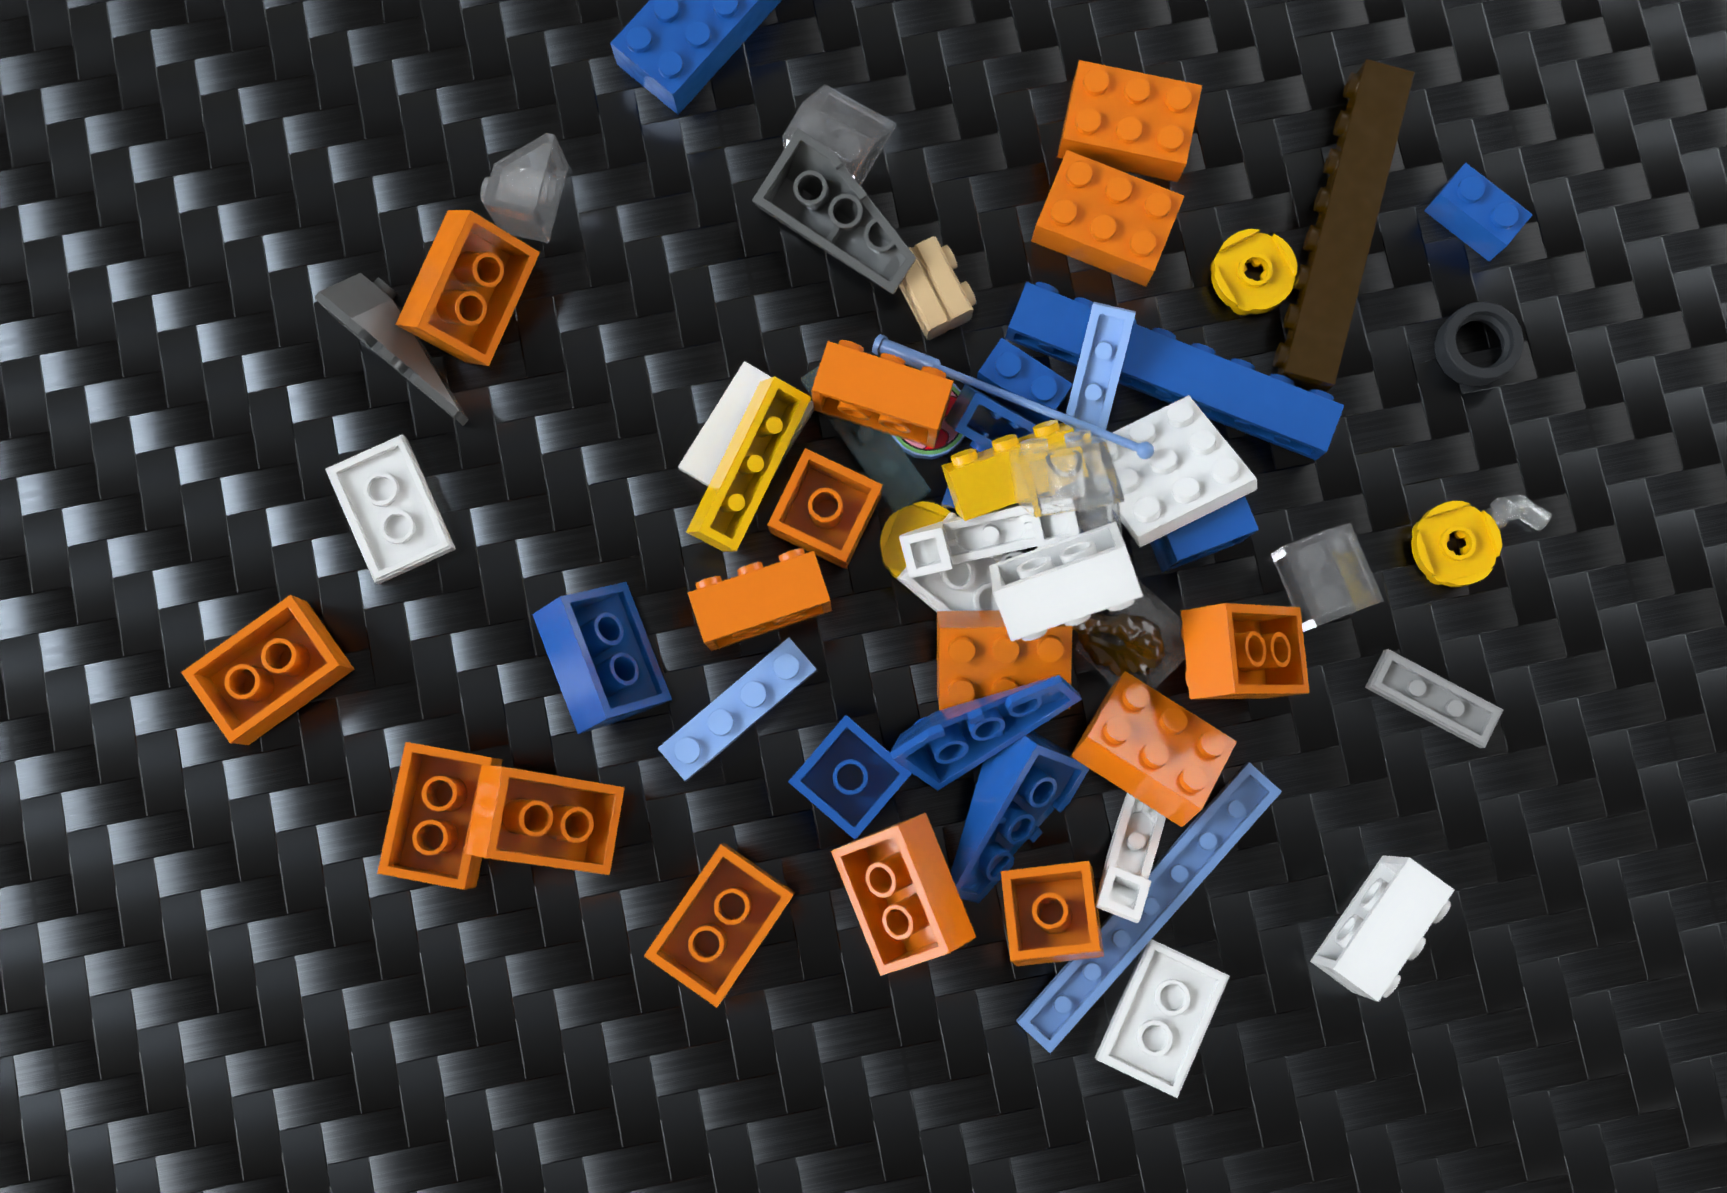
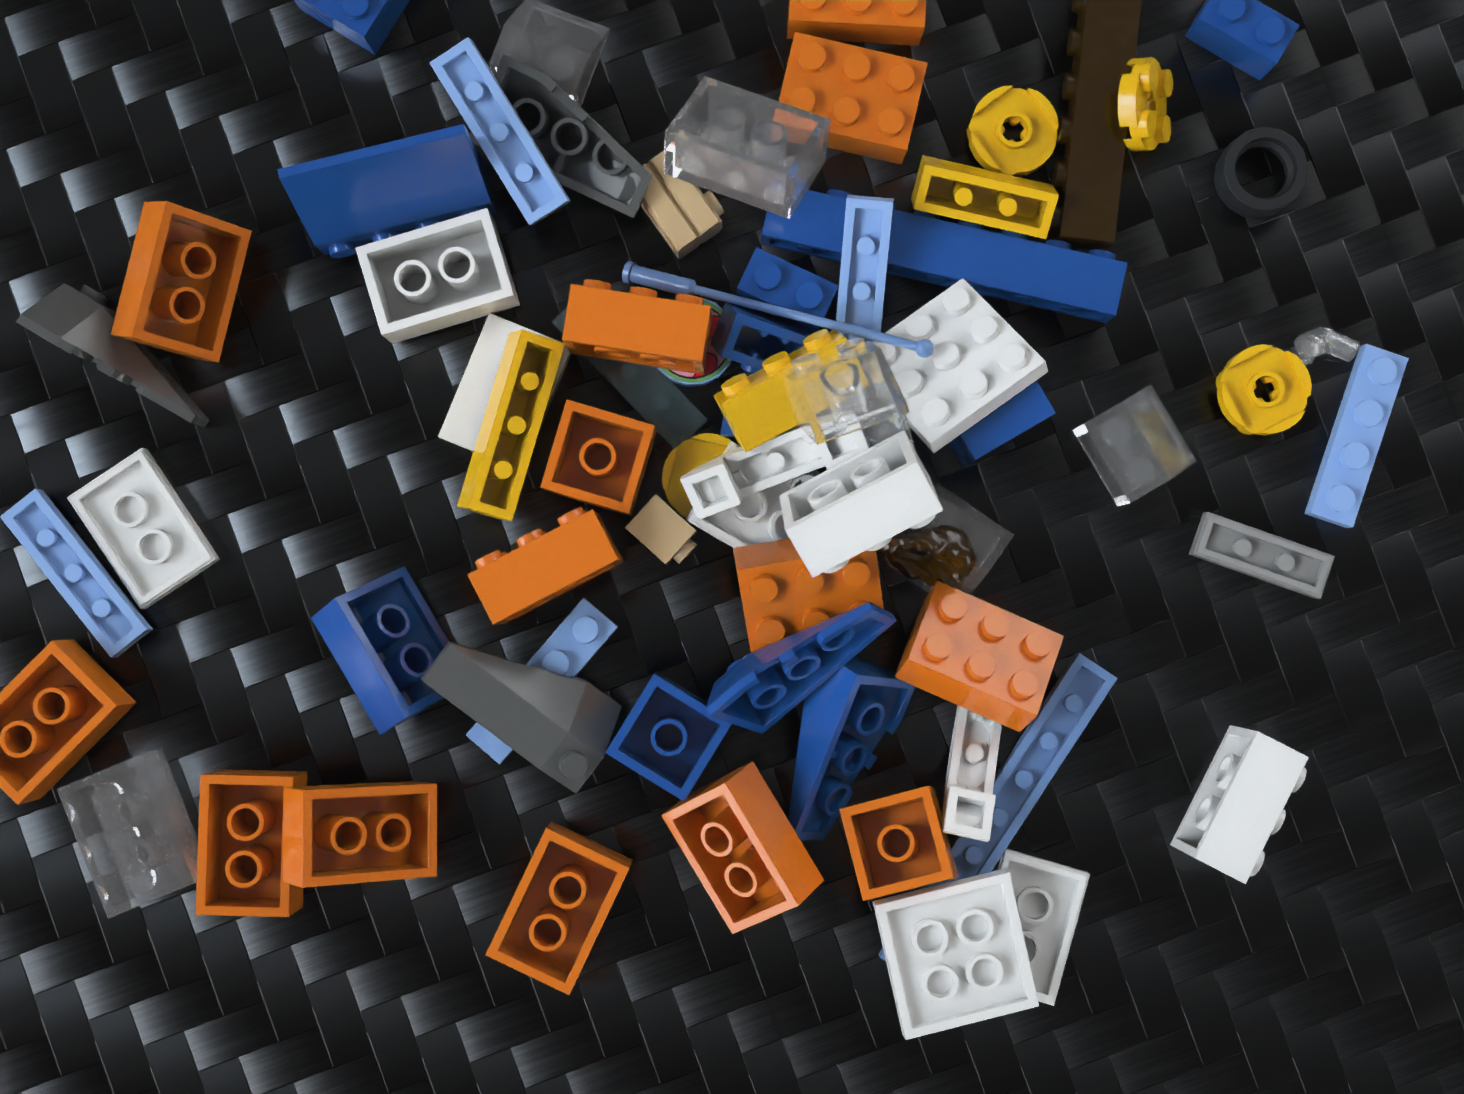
camera: 10 degrees left, 5 degrees up
(321, 540) = (76, 573): none -> light blue plate
(331, 787) = (132, 831): none -> clear brick
(527, 189) = (226, 164): clear slope -> none
(674, 235) = (388, 189): none -> blue slope
(703, 319) = (437, 276): none -> white brick
(733, 738) = (541, 715): none -> dark grey wedge
(784, 196) = (499, 131): none -> light blue plate
(873, 586) = (663, 531): none -> tan brick
(1007, 244) = (746, 146): none -> clear brick
(1091, 1029) = (955, 953): none -> white plate
(1219, 325) = (984, 197): none -> yellow brick
(1244, 651) = (1058, 543): orange brick -> none
(1378, 264) = (1144, 104): none -> yellow plate
(1538, 601) = (1356, 436): none -> light blue plate

